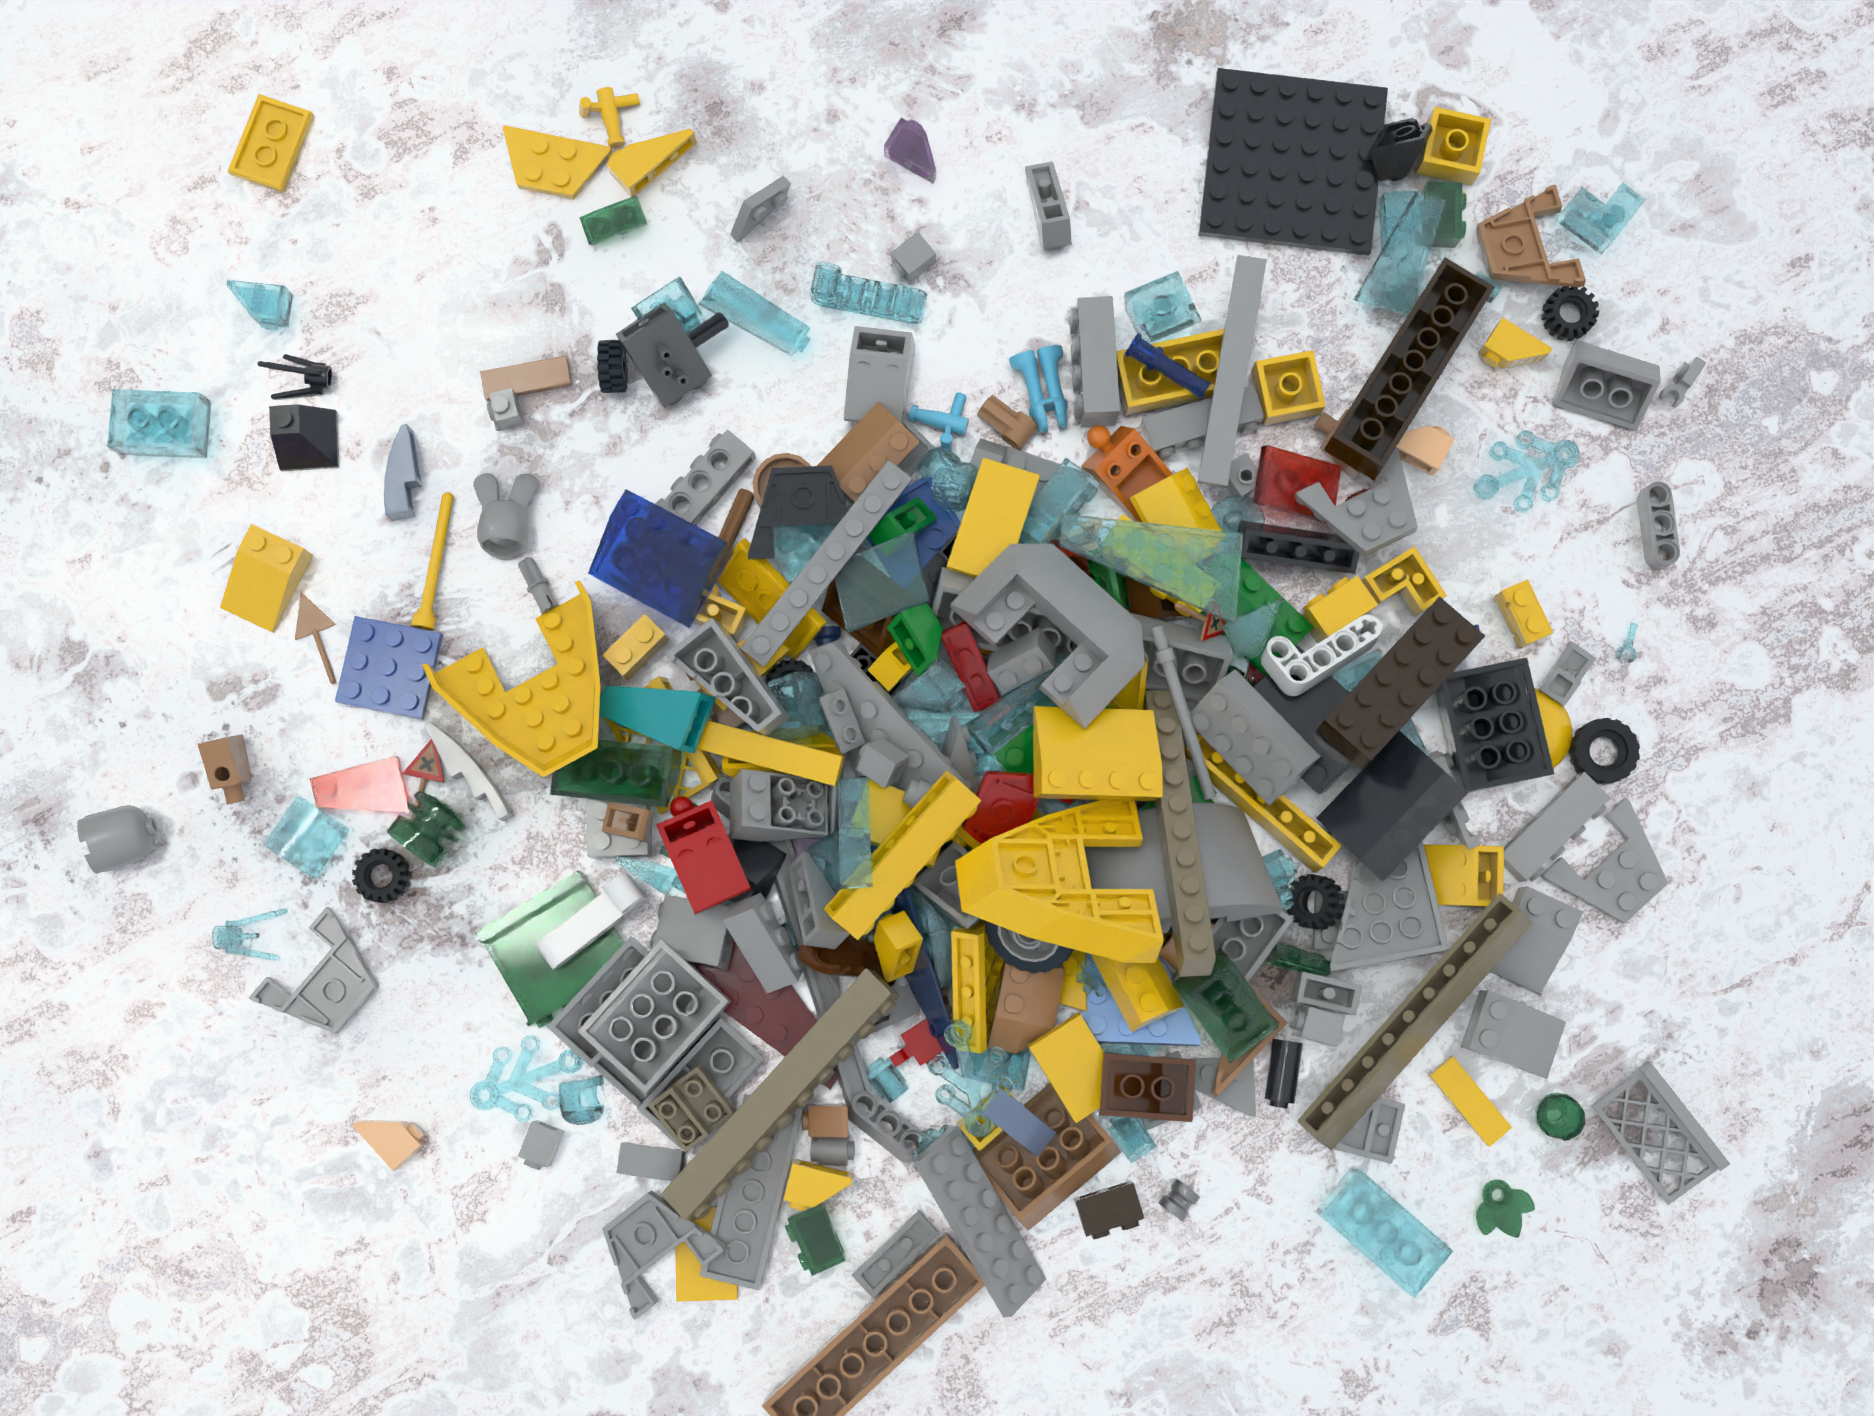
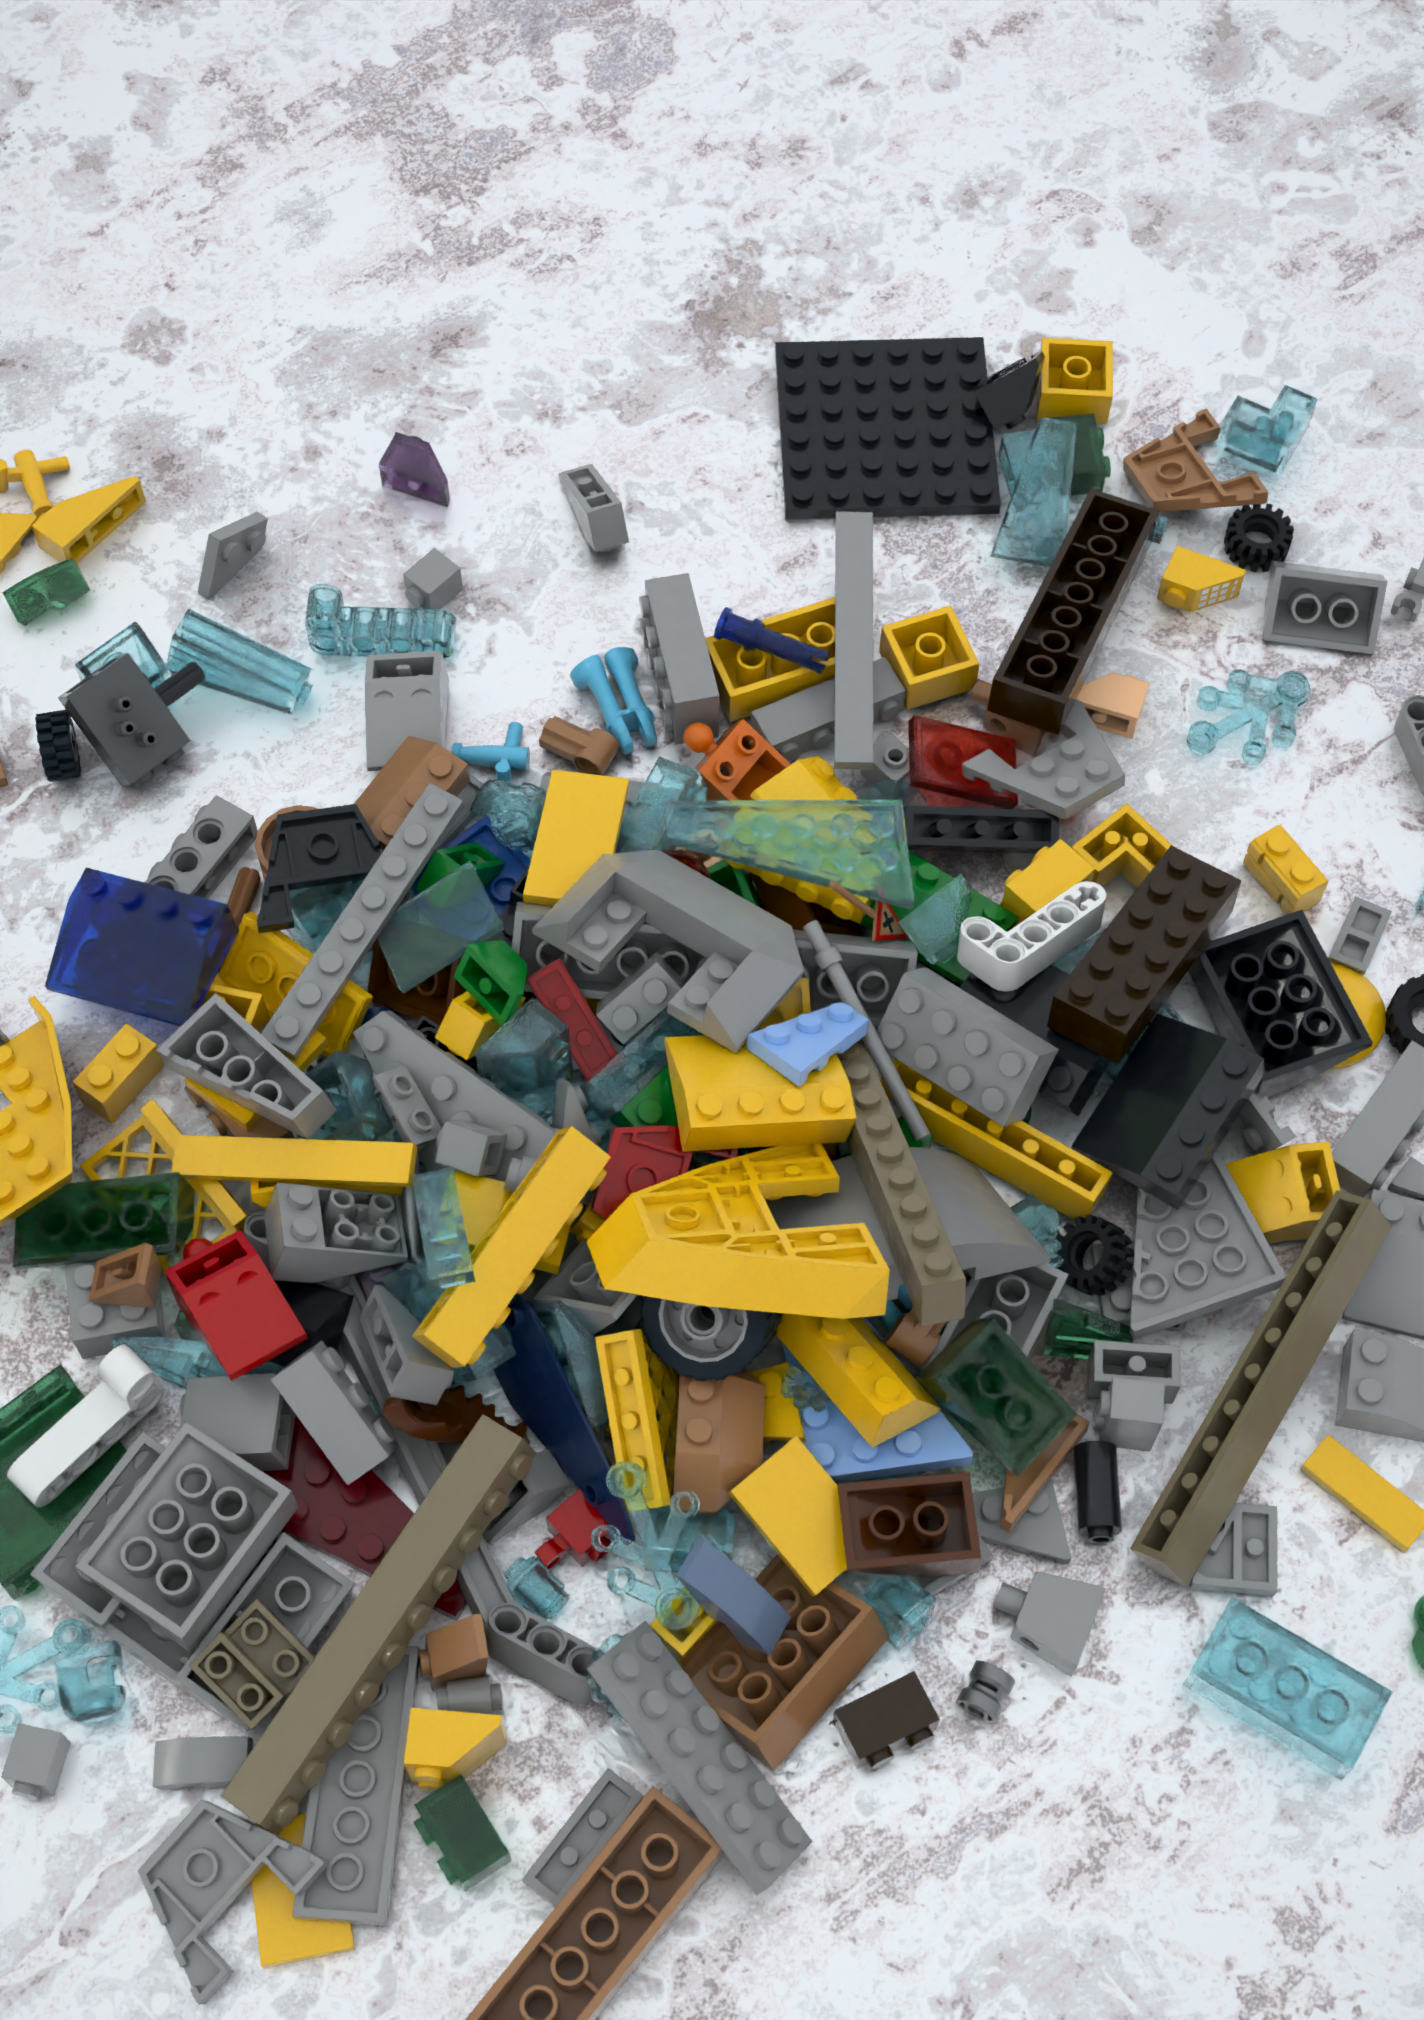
camera: 10 degrees left, 20 degrees down
(661, 714) = (156, 1134): teal slope -> none
(897, 945) = (523, 1382): yellow slope -> none
(1136, 726) = (808, 1040): none -> light blue wing
(1161, 307) = (751, 584): clear light blue slope -> none
(1234, 1156) = (1052, 1617): none -> light grey torso

